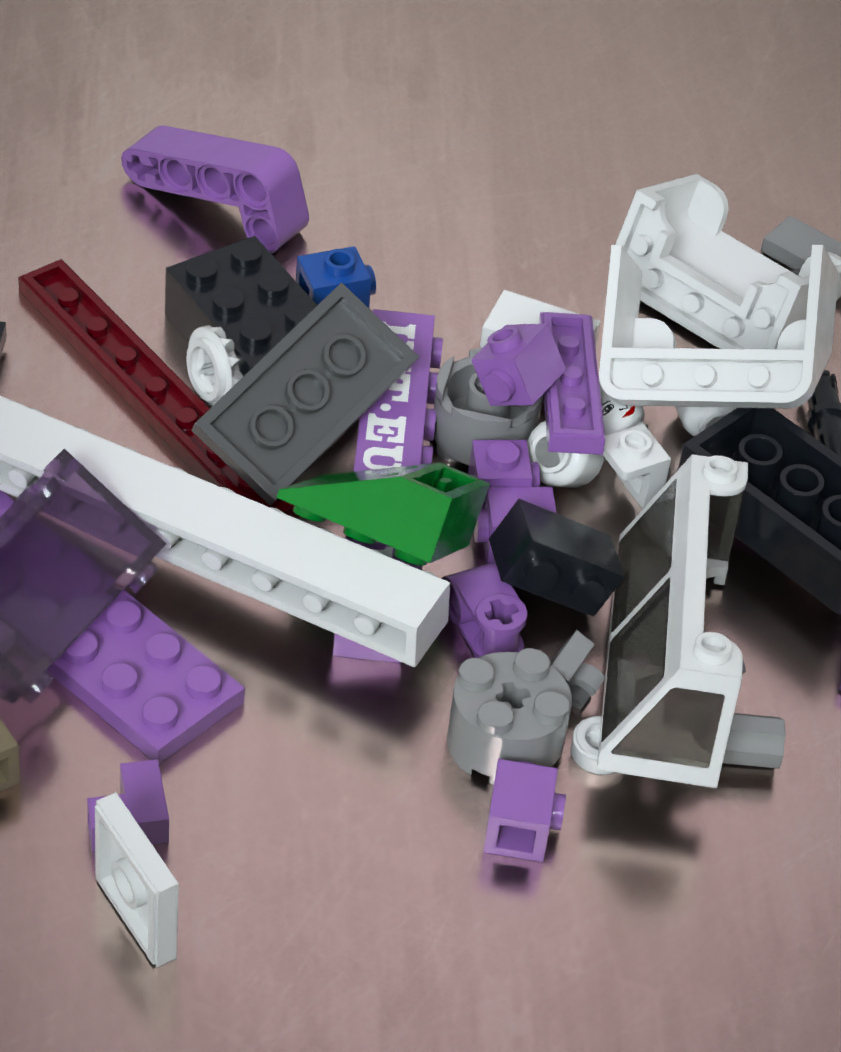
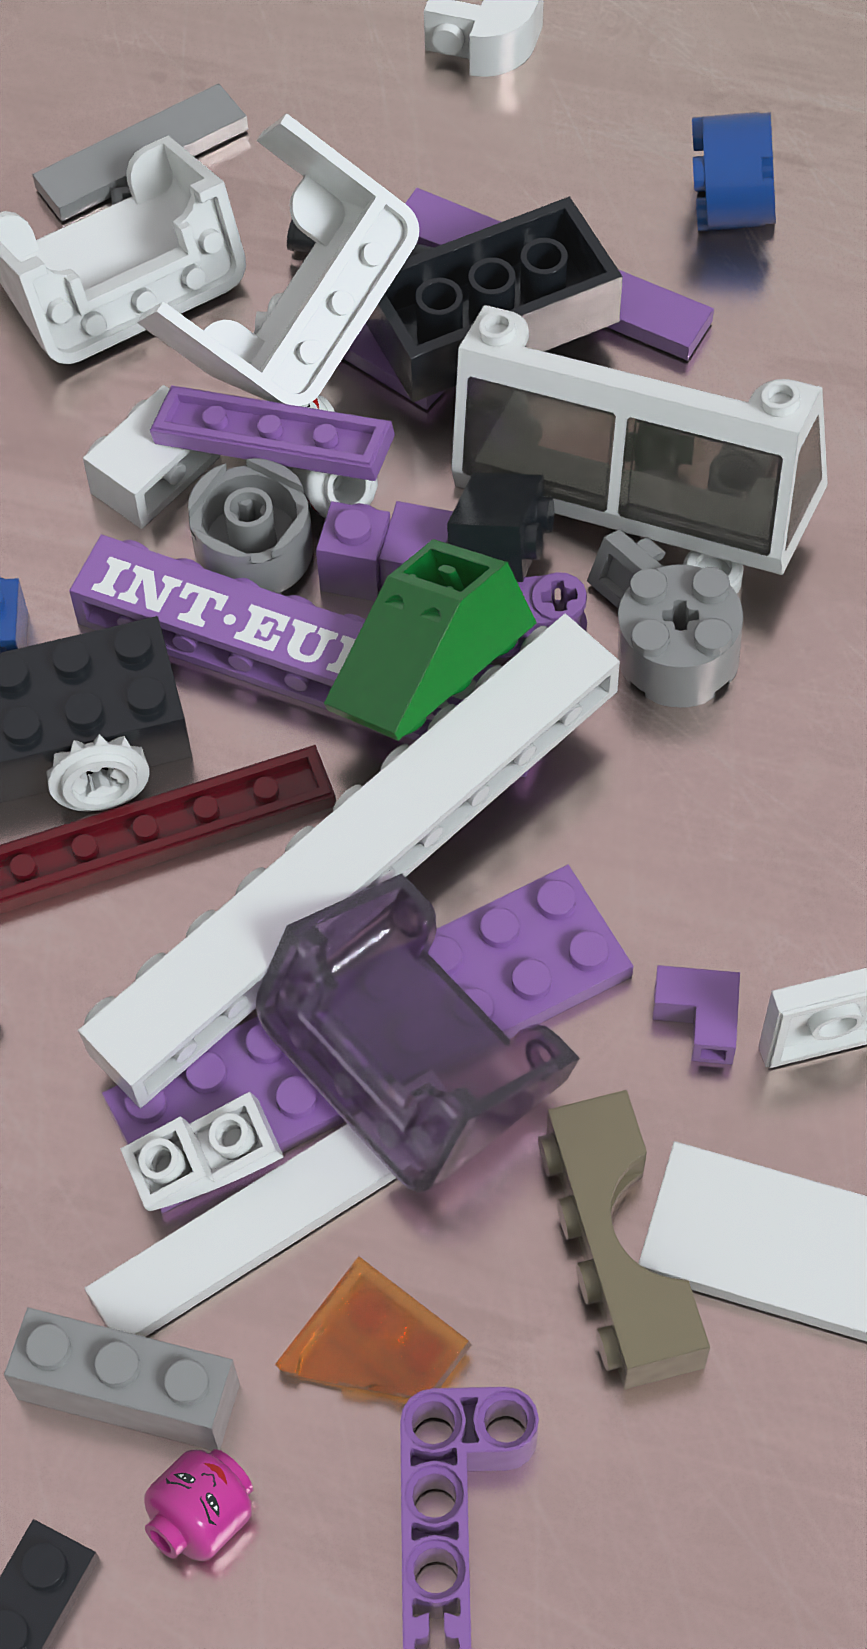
camera: 65 degrees left, 15 degrees up
(305, 393) = (208, 683): dark grey plate -> none
(518, 364) = (264, 463): medium lavender brick -> none
(523, 810) = (791, 658): medium lavender brick -> none
(638, 462) = (379, 403): white bracket -> none

